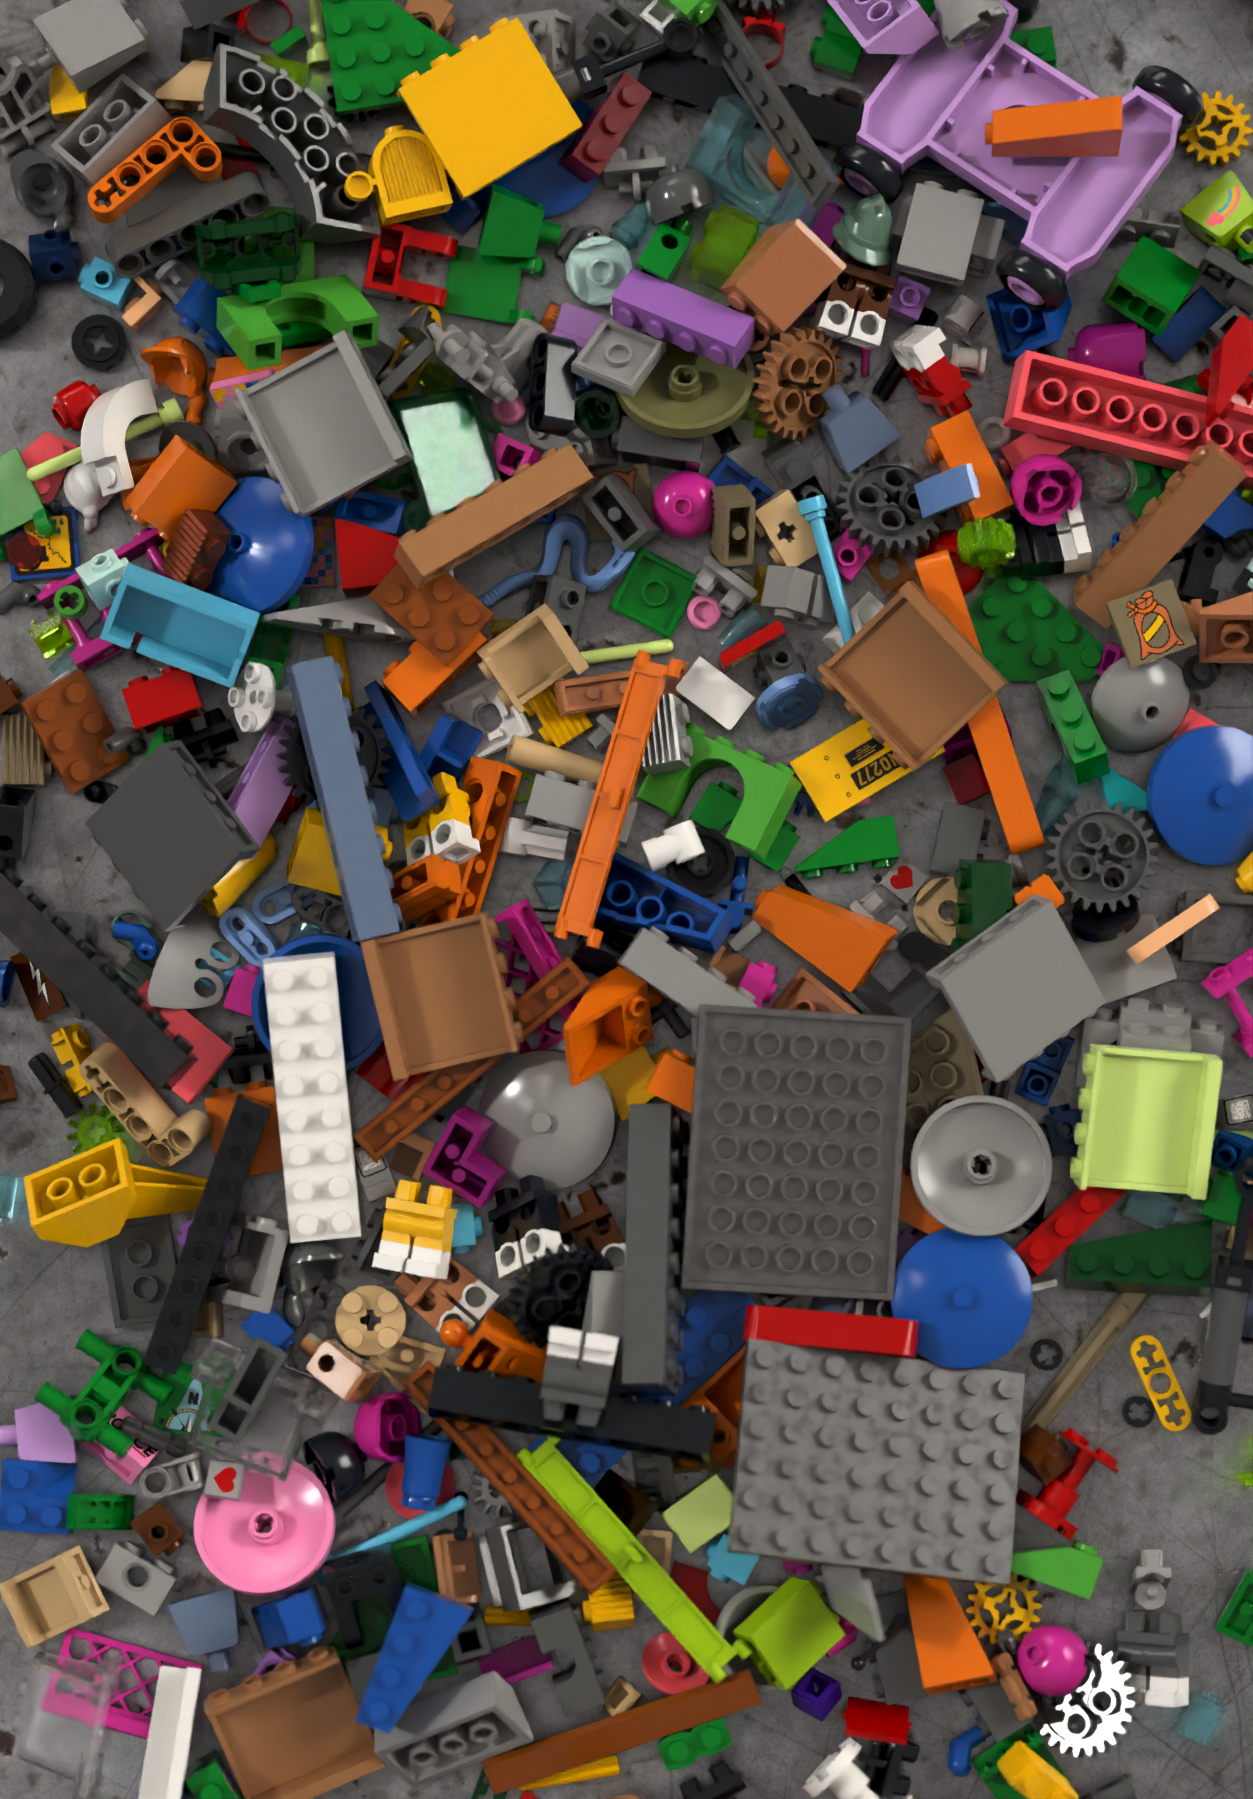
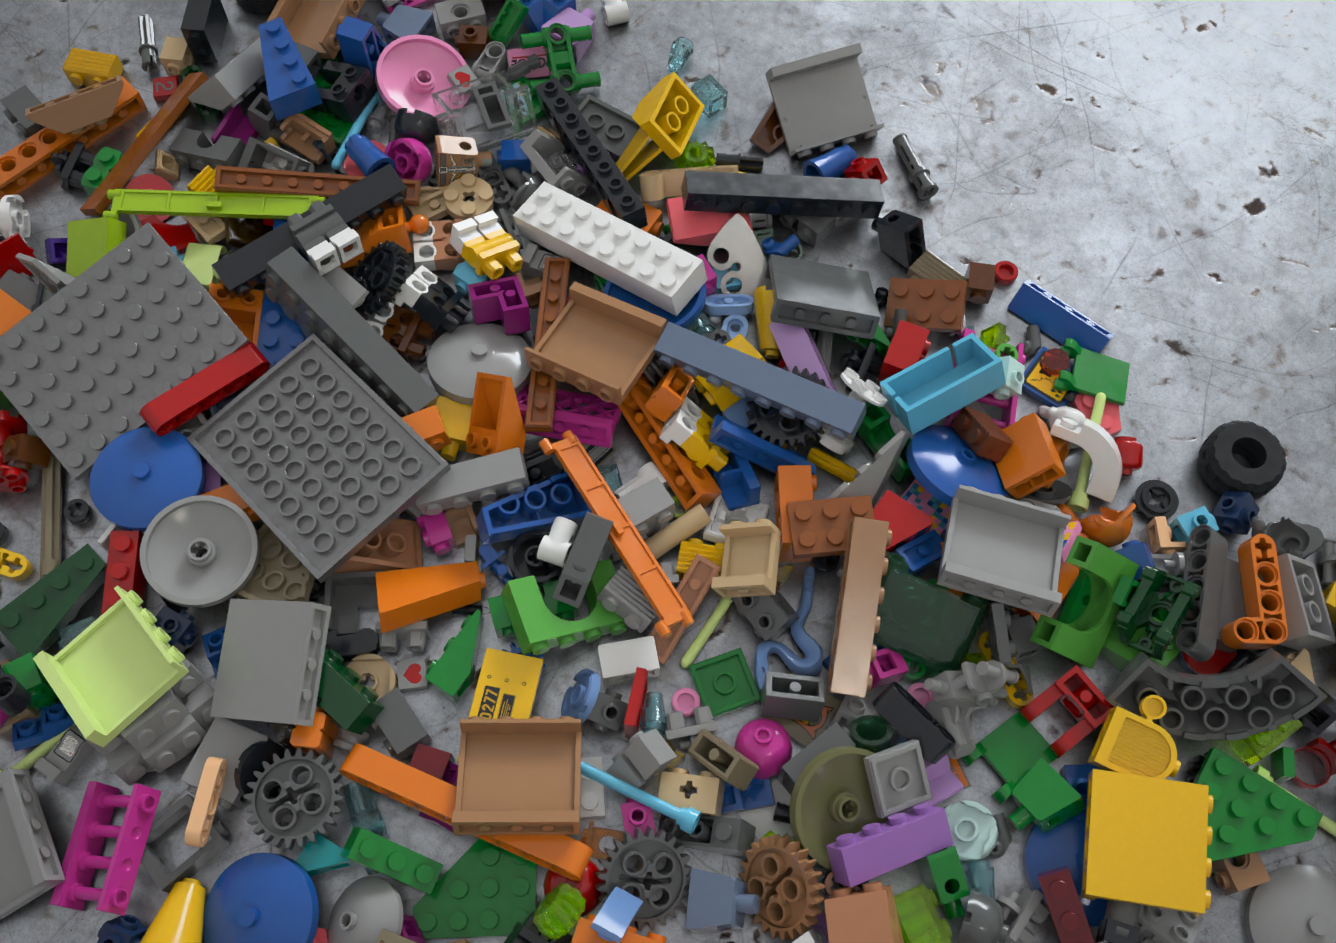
camera: 130 degrees right, 20 degrees down
(674, 802) = (583, 560): none -> dark grey slope

